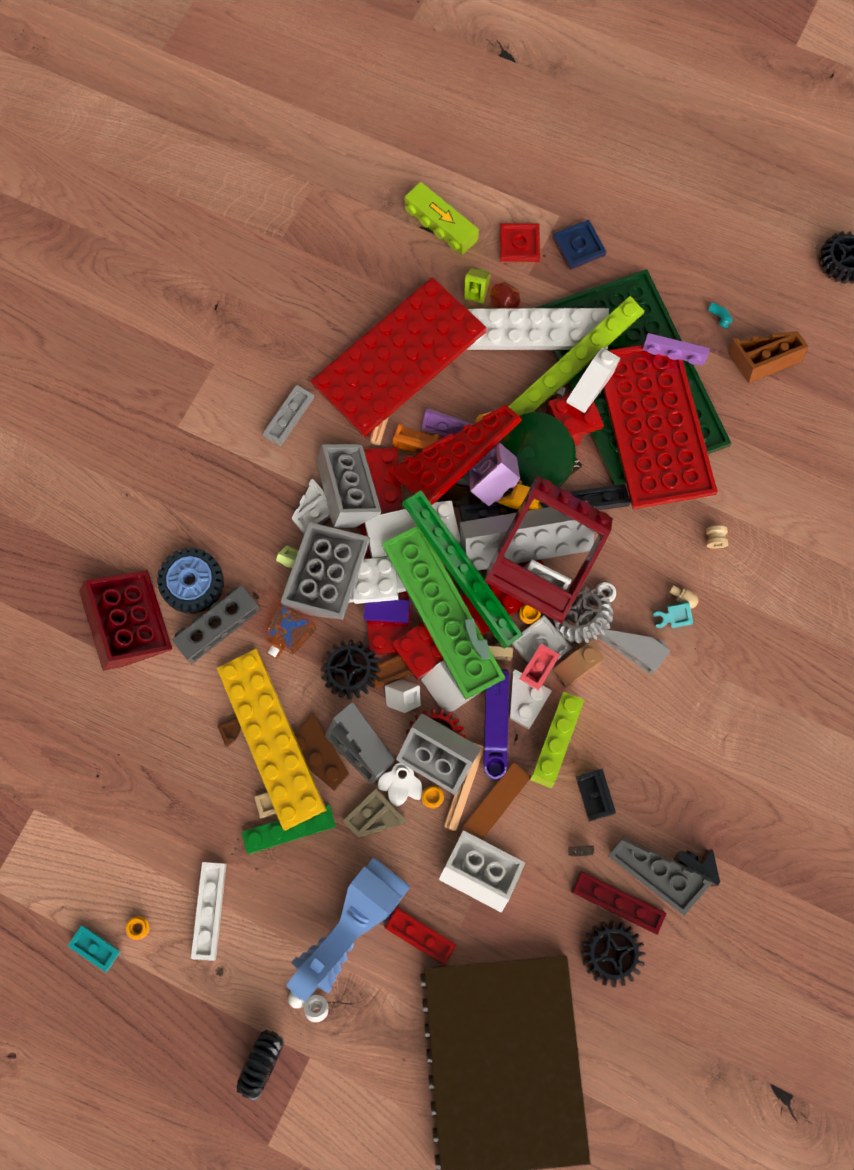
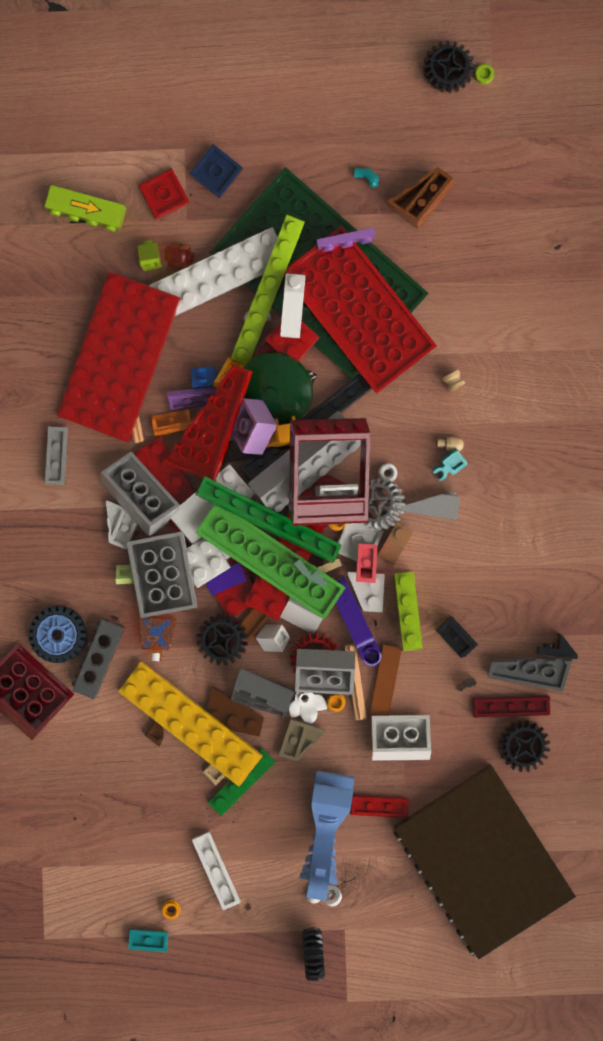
camera: 30 degrees left, 15 degrees up
(469, 409) = (203, 377): none -> blue brick

